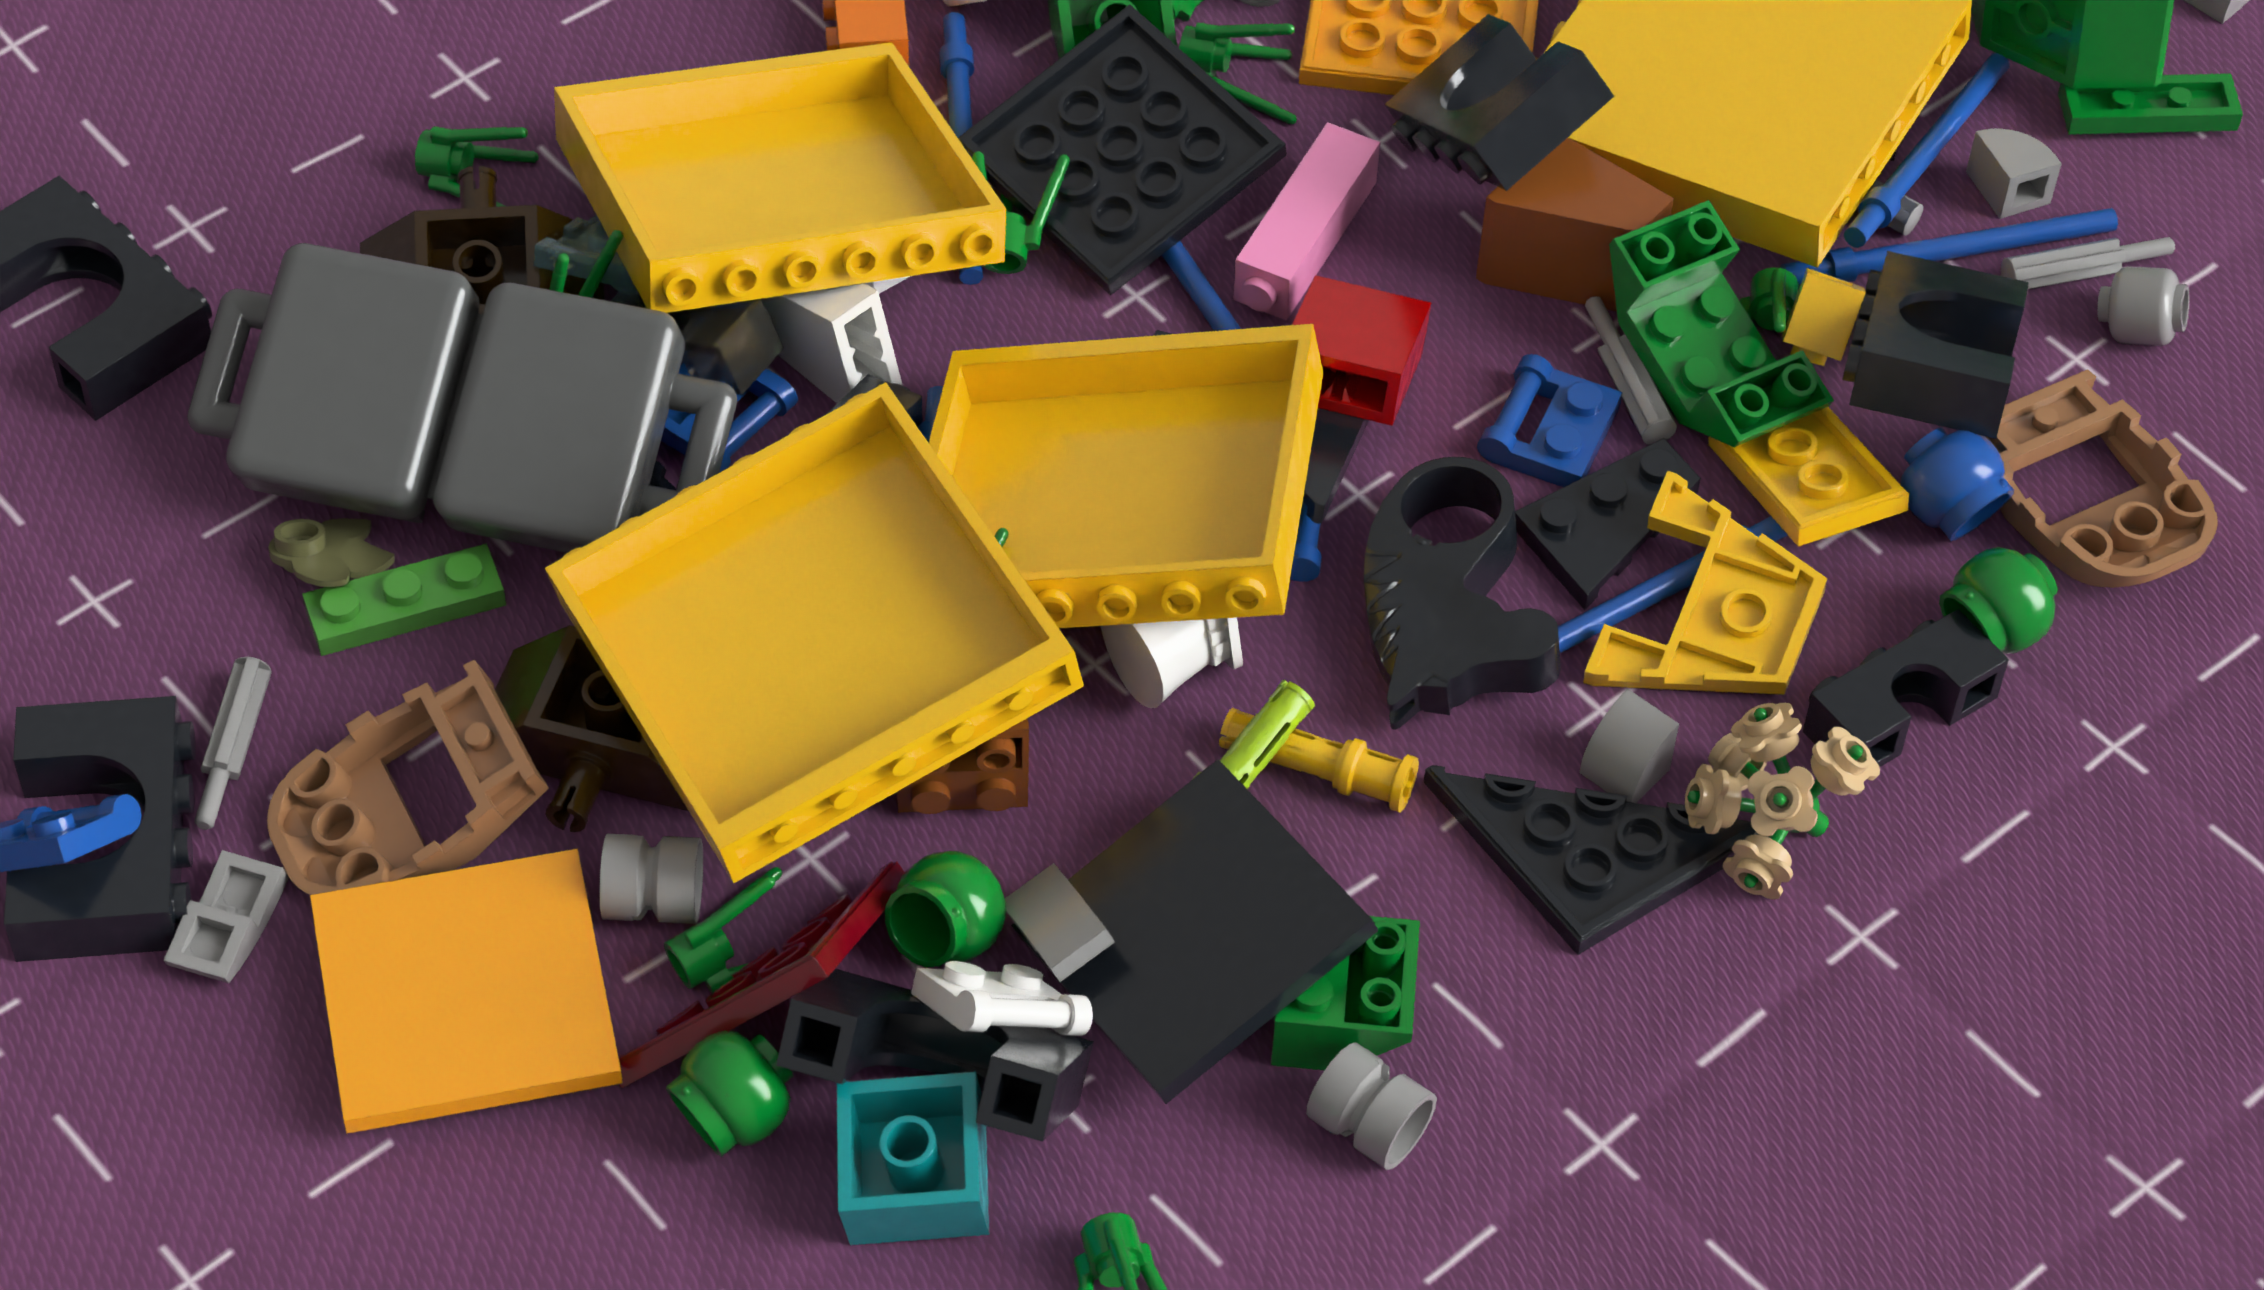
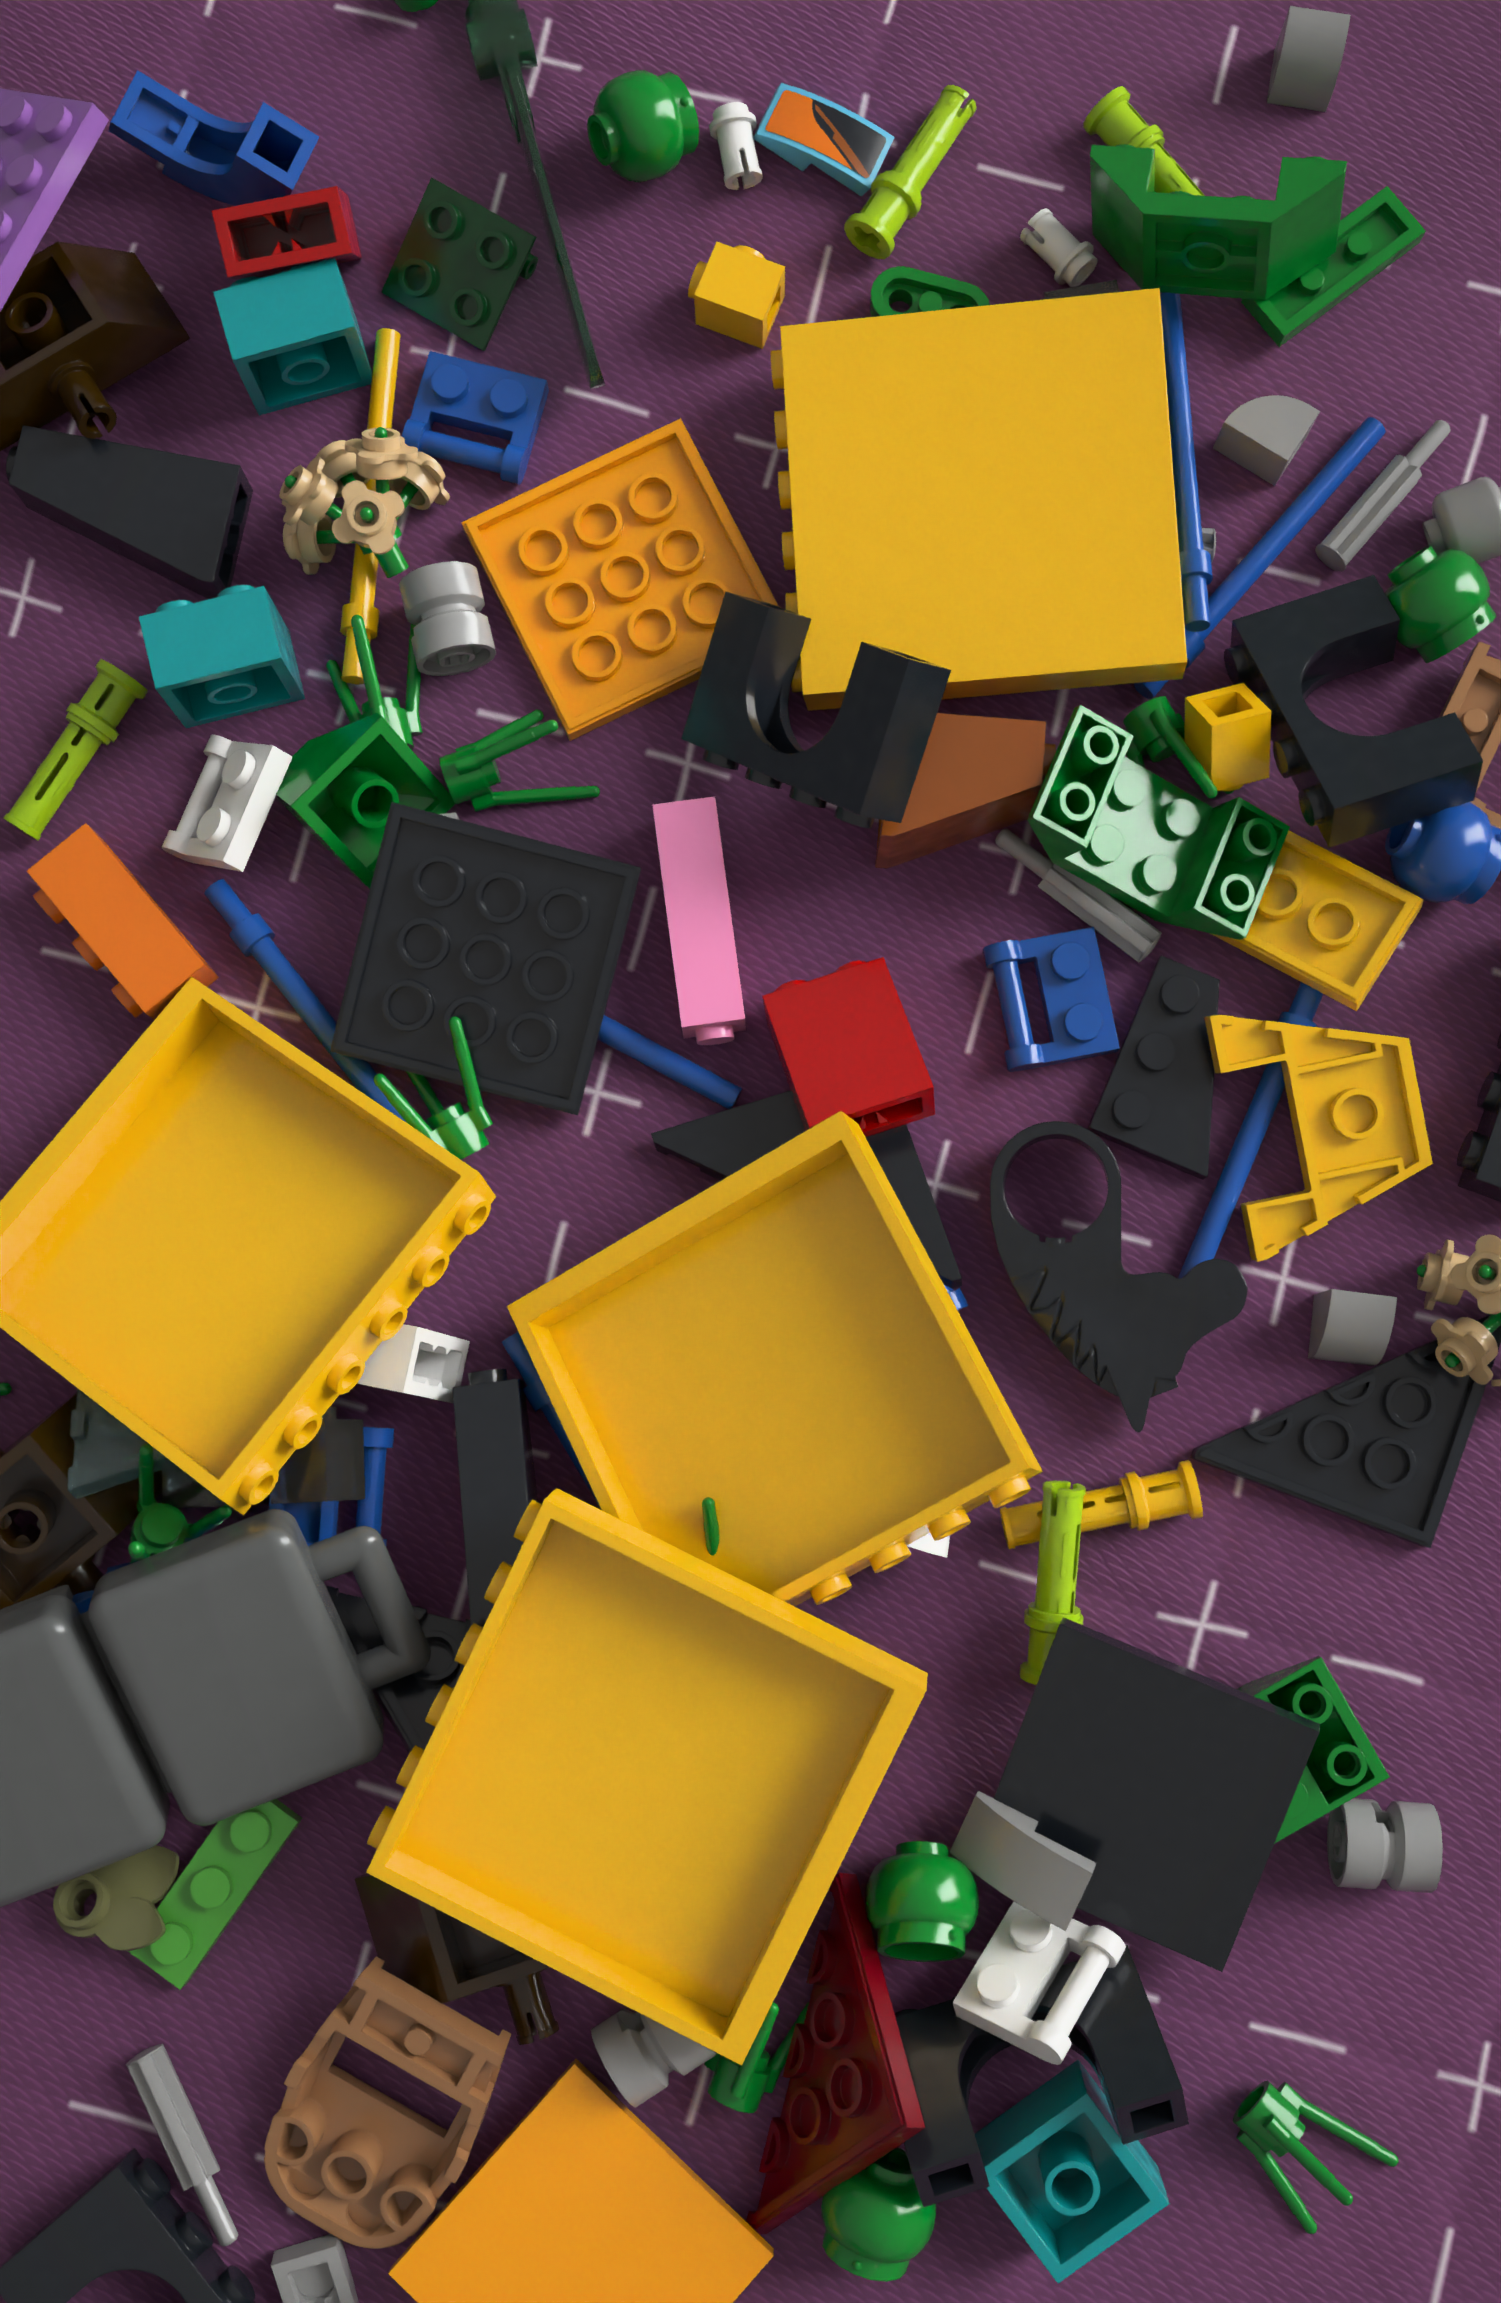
camera: 30 degrees left, 30 degrees up
(2070, 328) = (1439, 601): none -> green piece

